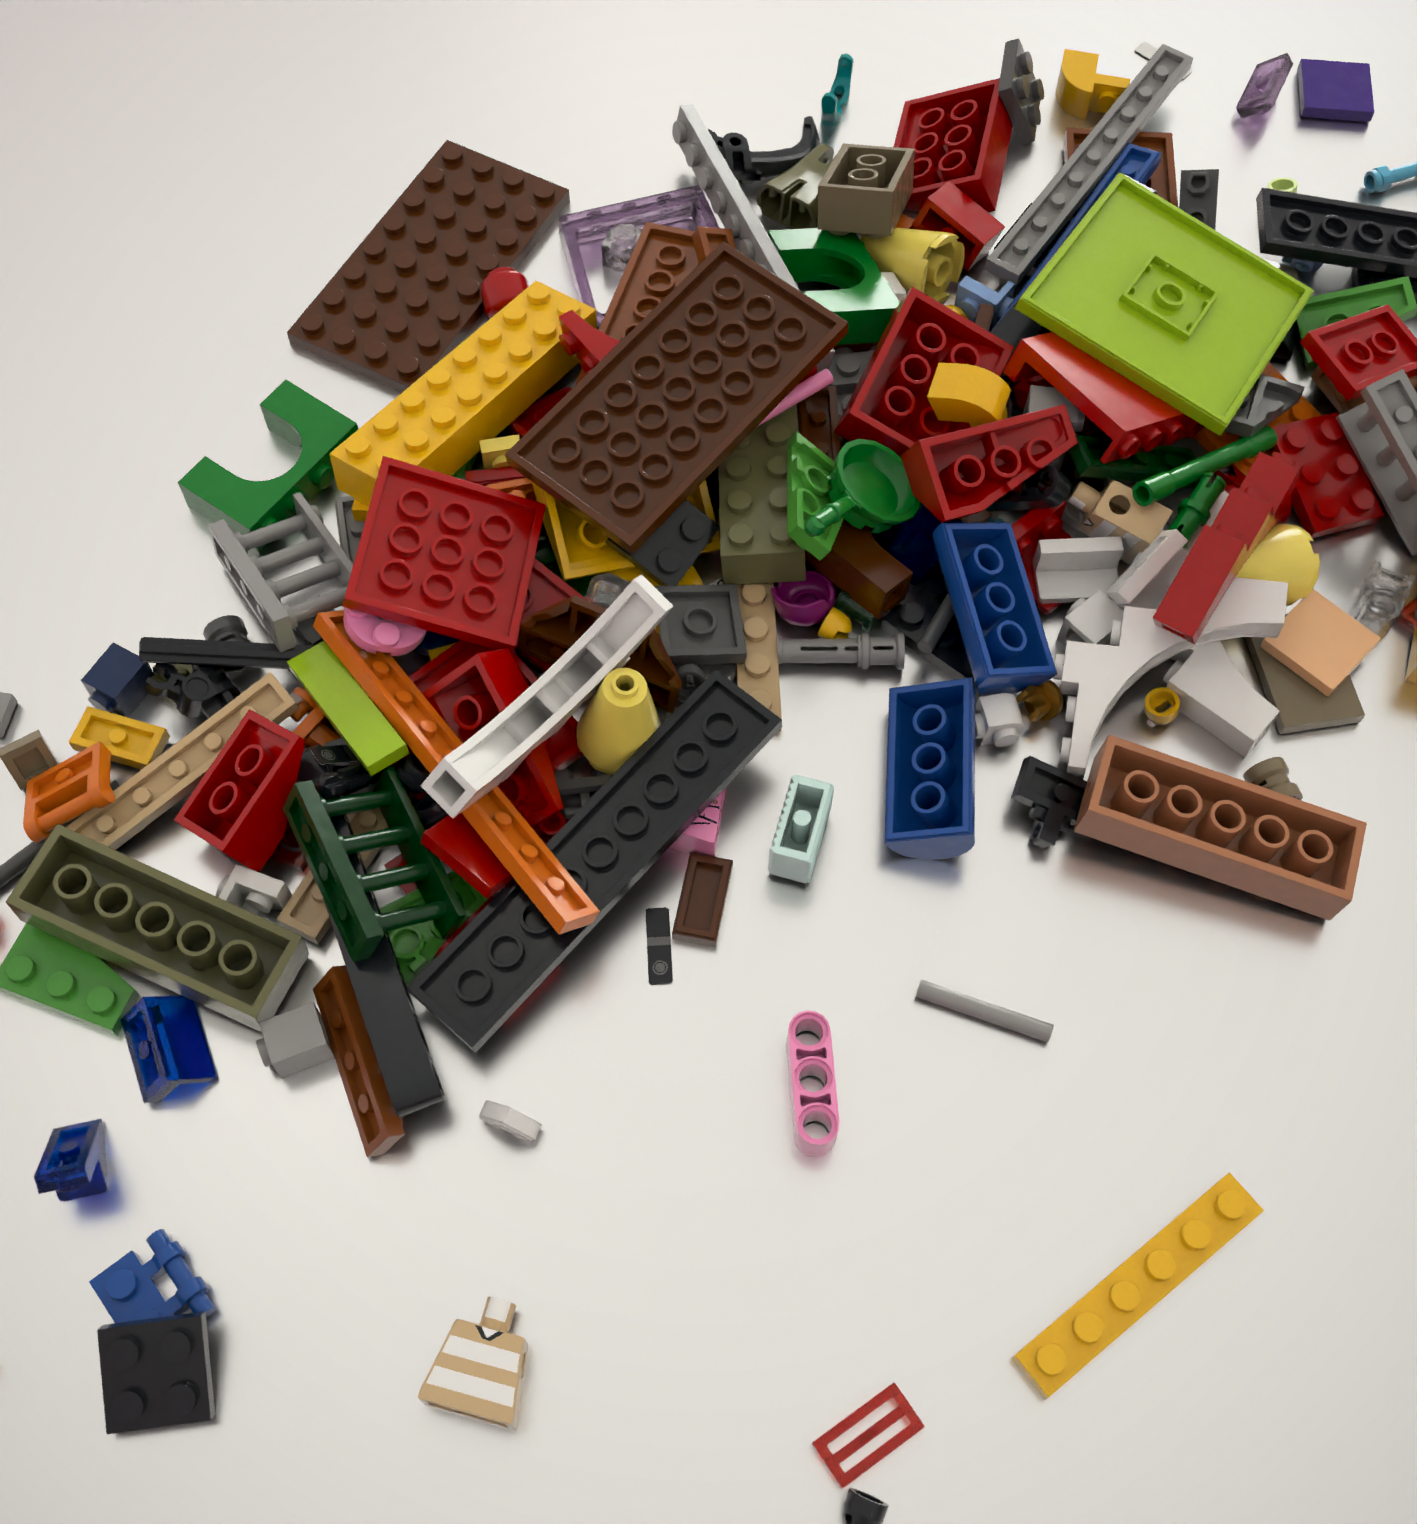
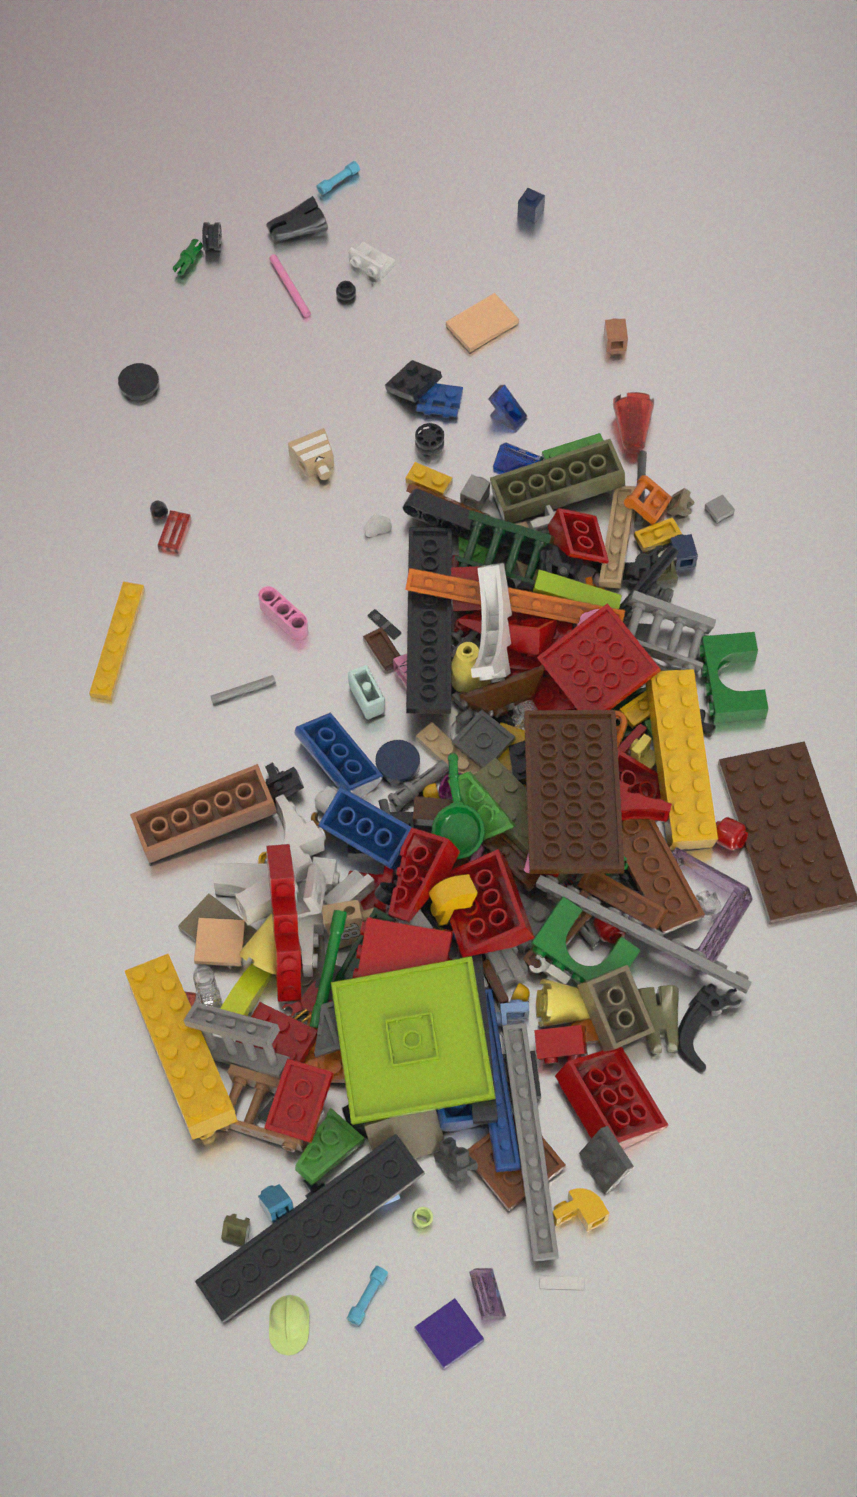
camera: 140 degrees right, 0 degrees up
(257, 1219) = (429, 440): none -> black wheel
(336, 1145) = (429, 478): none -> yellow plate
(831, 108) = (695, 1076): teal cap -> none
(843, 706) = (397, 761): none -> dark blue tile
(1196, 509) = (315, 937): green pin -> none
(1274, 776) = (193, 858): dark tan wheel -> none
(1352, 545) = (247, 991): none -> neon yellow slope

